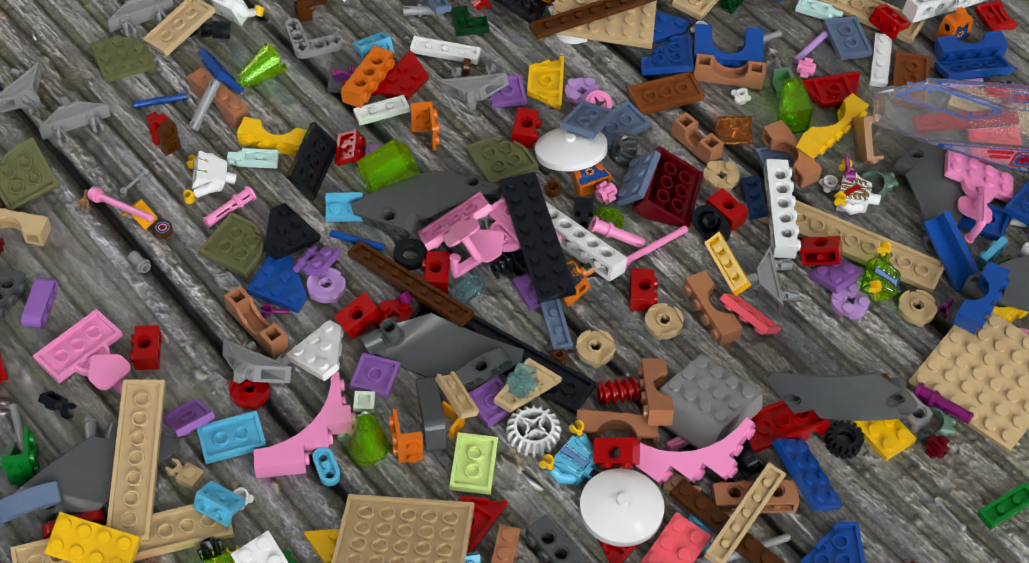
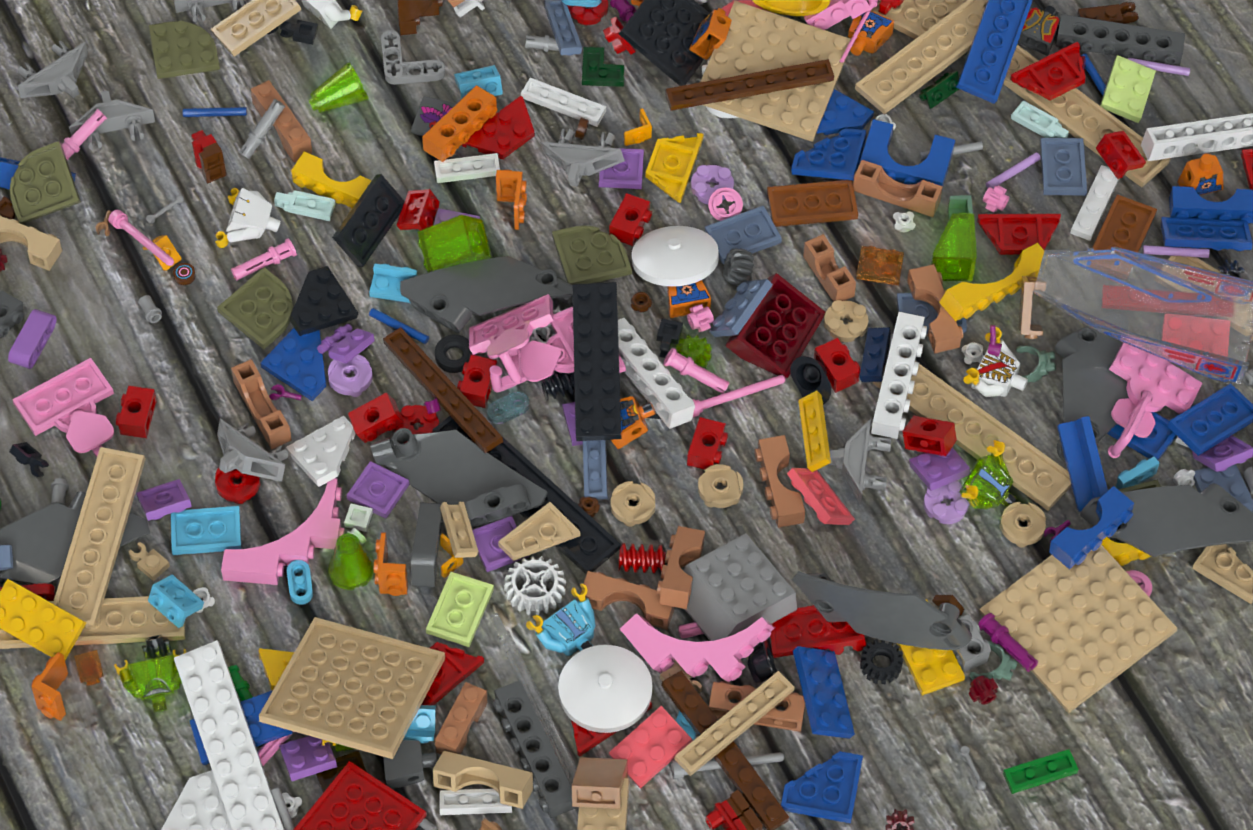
camera: 15 degrees right, 5 degrees up
(44, 140) = (72, 144): none -> bright pink pin
(218, 70) = (288, 86): blue wing -> none
(514, 63) = (641, 133): none -> light orange bracket
(522, 380) = (532, 527): clear light blue brick -> none
(587, 119) = (702, 224): sand blue plate -> none
(605, 448) = (627, 627): red brick -> none

